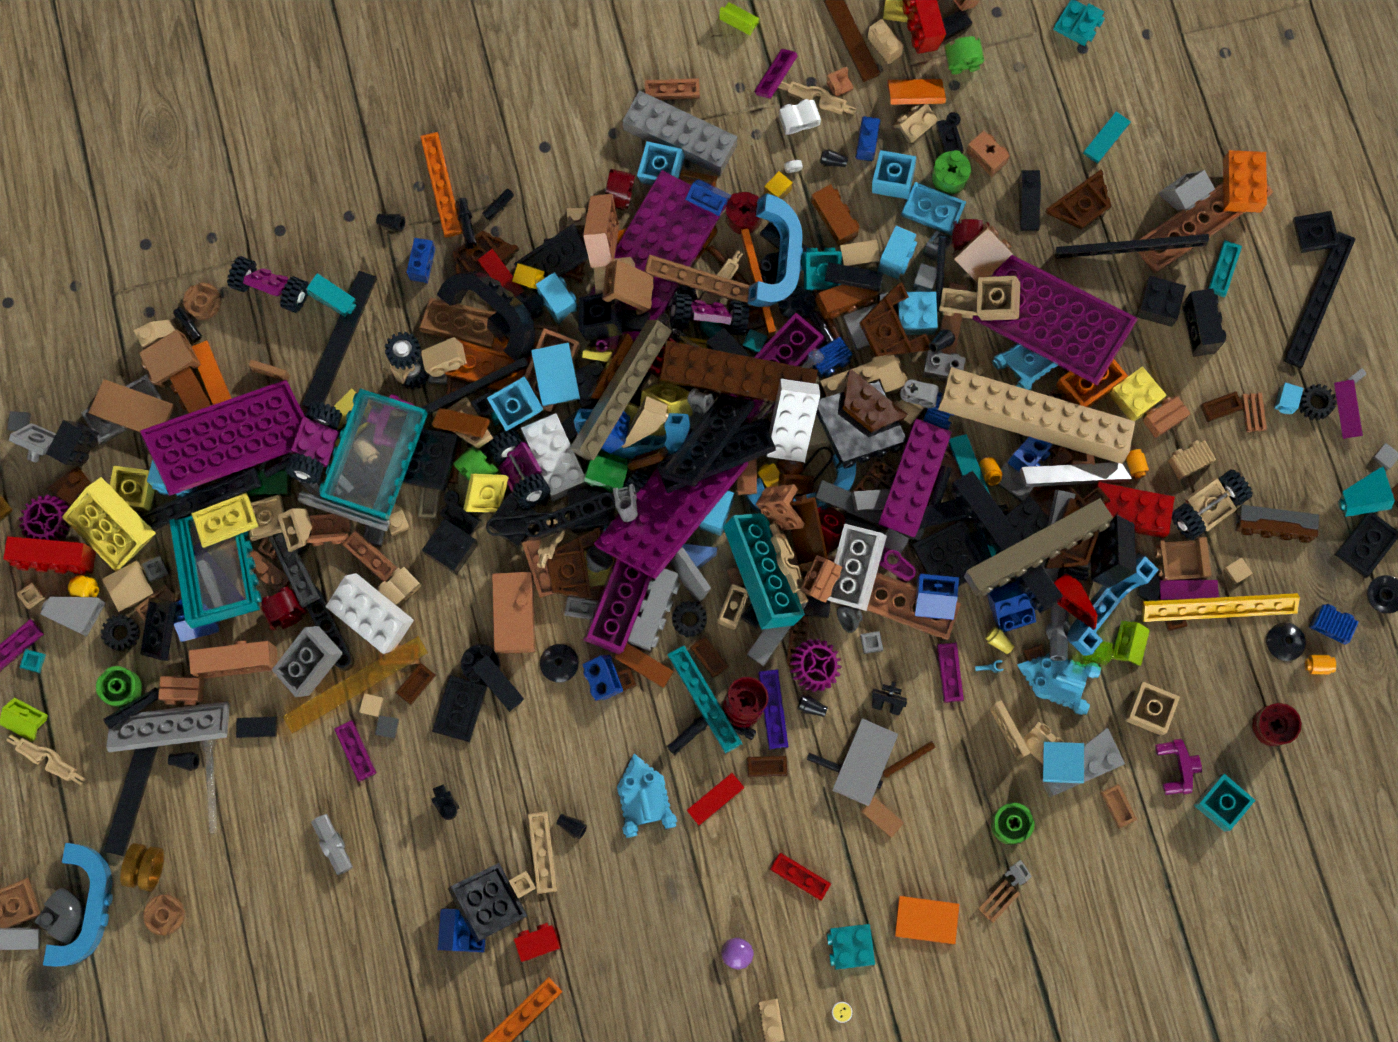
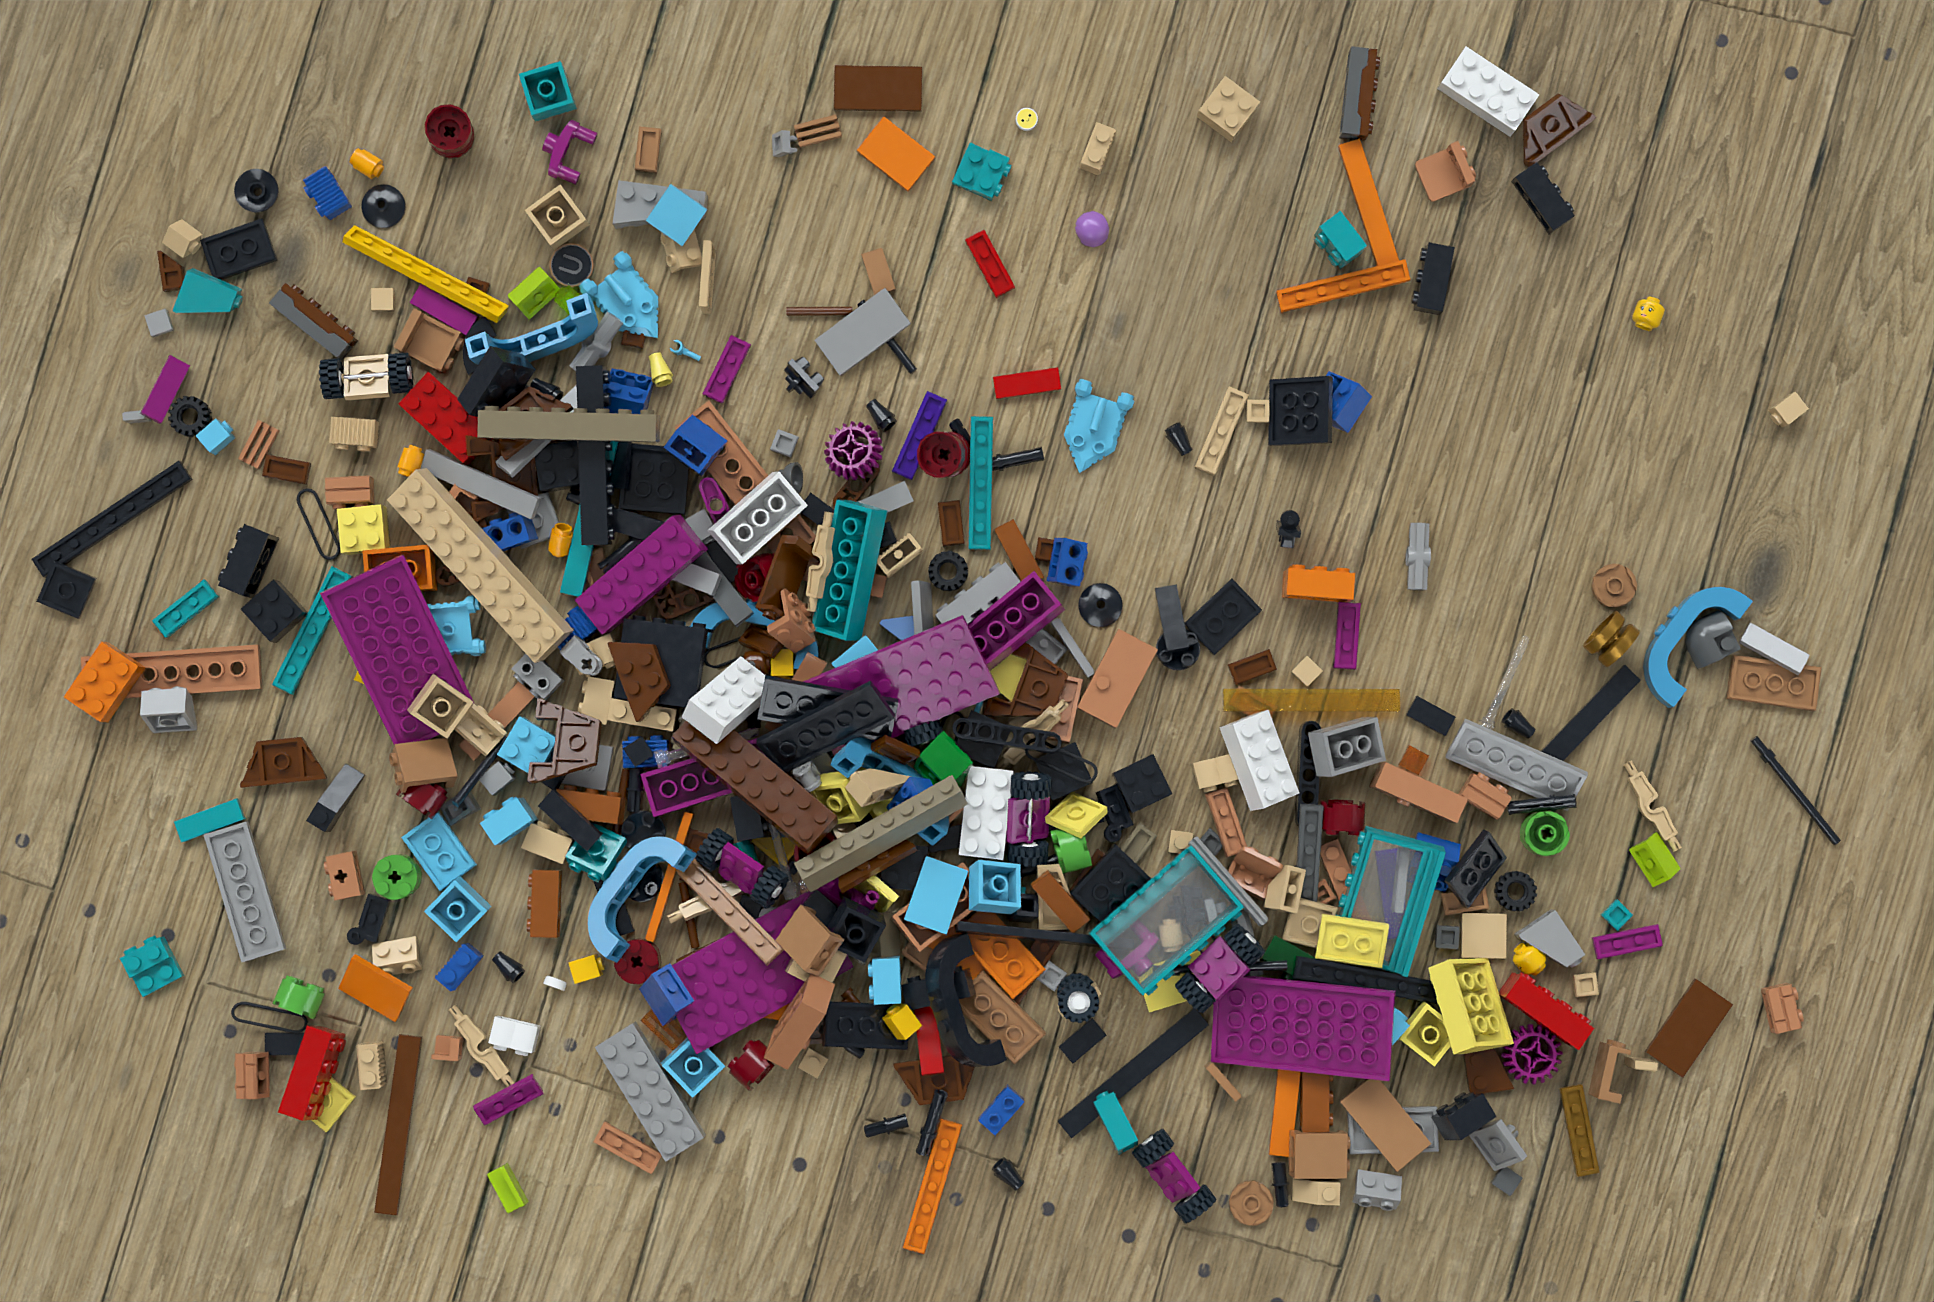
camera: 150 degrees left, 10 degrees up
(112, 361) = (1377, 1190): none -> light grey bracket
(252, 686) = (1413, 760): none -> clear orange tile
(387, 726) = (1303, 640): dark grey tile -> none
(389, 330) = (1082, 1040): none -> black tile
(397, 773) = (1318, 584): none -> orange brick
(443, 357) = (1038, 983): tan brick -> none
(536, 943) = (1274, 348): red brick -> none
(560, 616) = (1072, 647): none -> light grey tile
(598, 560) = (1005, 679): dark grey piece -> none
(626, 502) = (943, 718): light grey piece -> none
(754, 341) = (711, 817): teal tile -> none
(767, 766) = (958, 385): reddish brown tile -> none
(821, 578) = (799, 522): nougat brick -> none
(835, 352) = (638, 751): none -> black tile
(943, 339) = (522, 700): black cone -> none
(973, 965) = (878, 88): none -> reddish brown tile
(978, 25) = (265, 1025): none -> black piece
(1023, 821) = (766, 180): bright green brick -> none
(1049, 104) = (244, 891): none -> light grey plate
(1076, 600) = (563, 360): red slope -> none
(1117, 681) = (571, 265): none -> black tile
(1125, 301) = (308, 637): none -> teal tile
(1132, 246) = (264, 682): black tile -> none
(1175, 375) = (310, 528): none -> black piece

